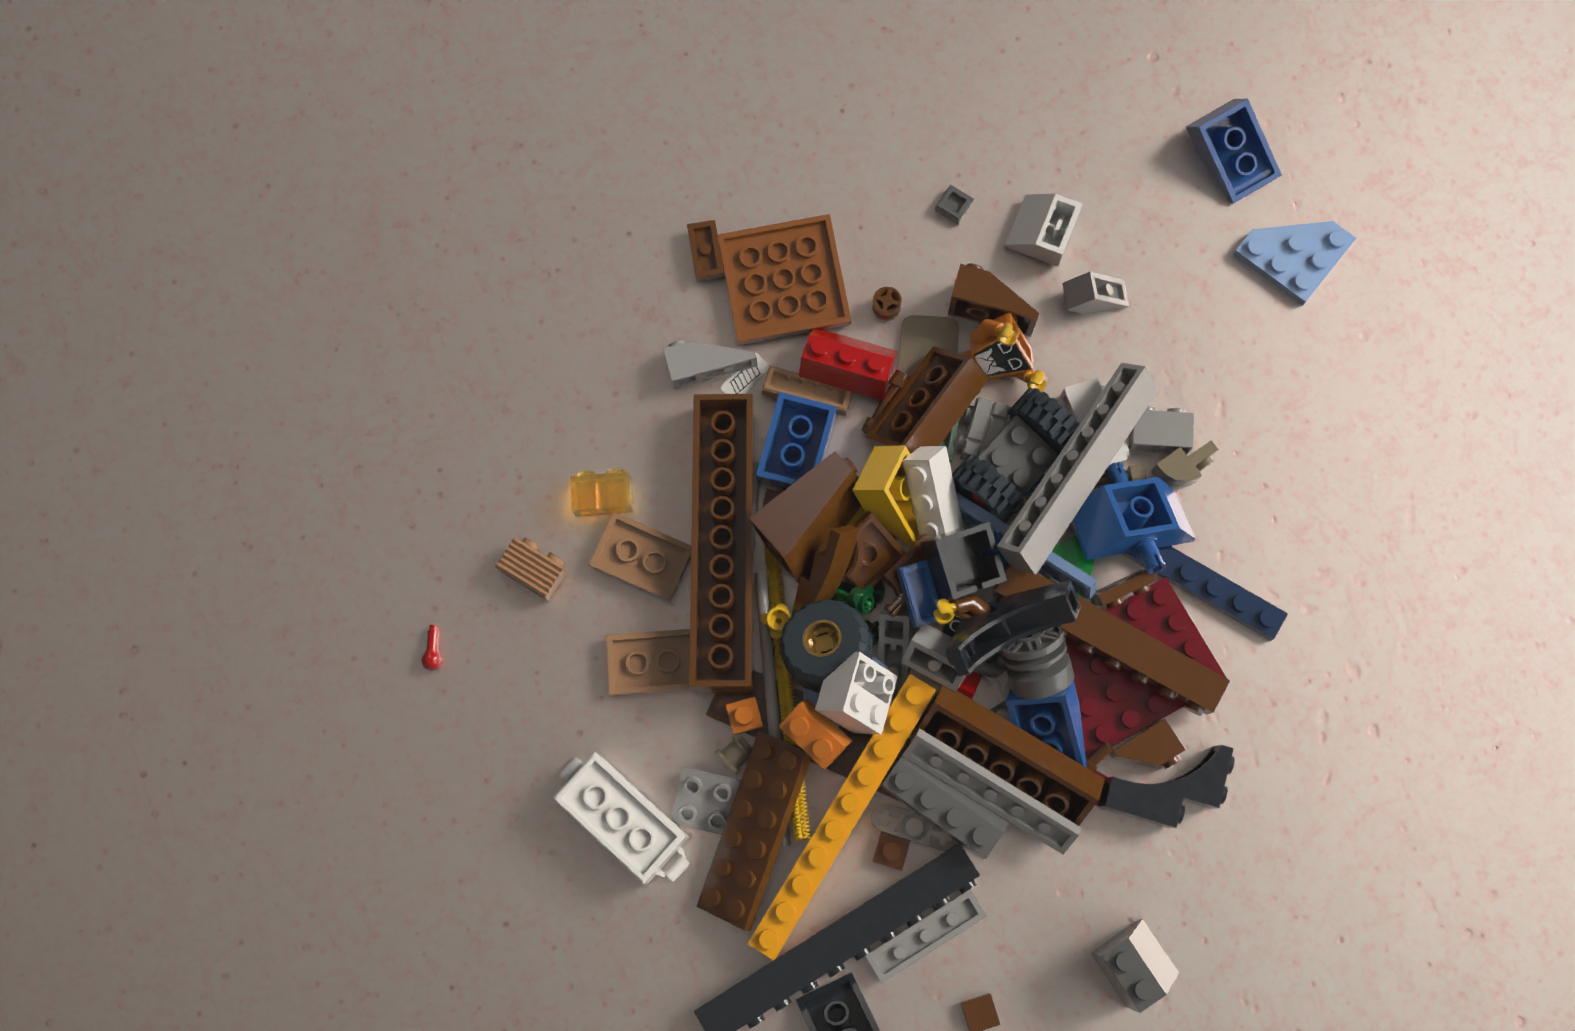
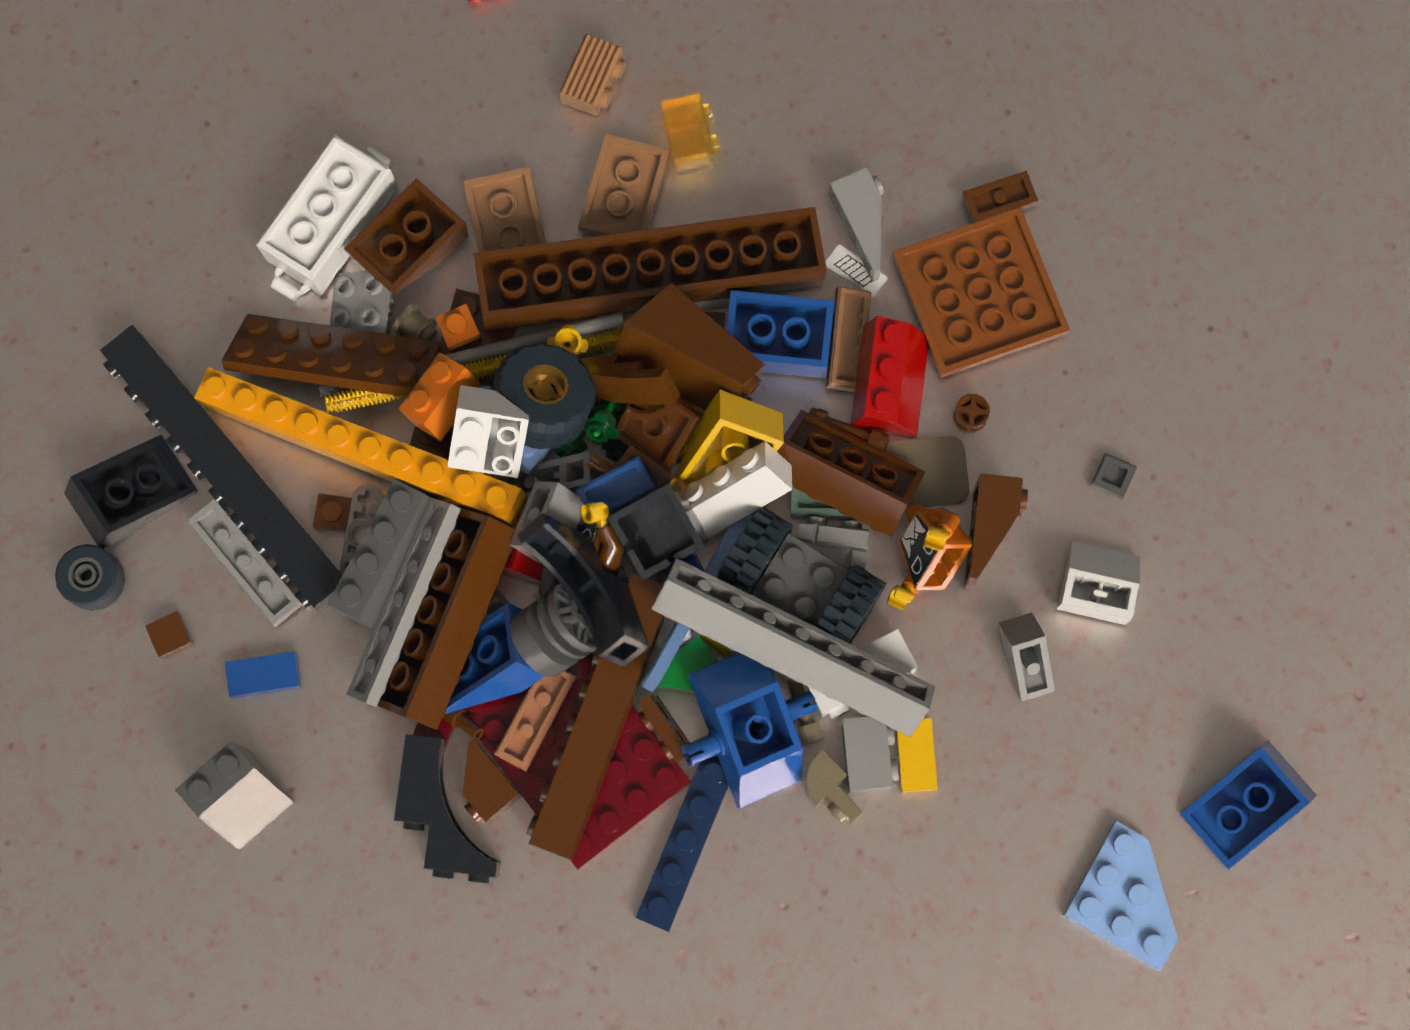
camera: 80 degrees right, 0 degrees up
(657, 749) = (408, 238): none -> reddish brown slope
(1027, 932) = (262, 674): none -> blue tile
(1105, 699) = (534, 719): none -> nougat tile
(1174, 395) = (917, 759): none -> yellow tile

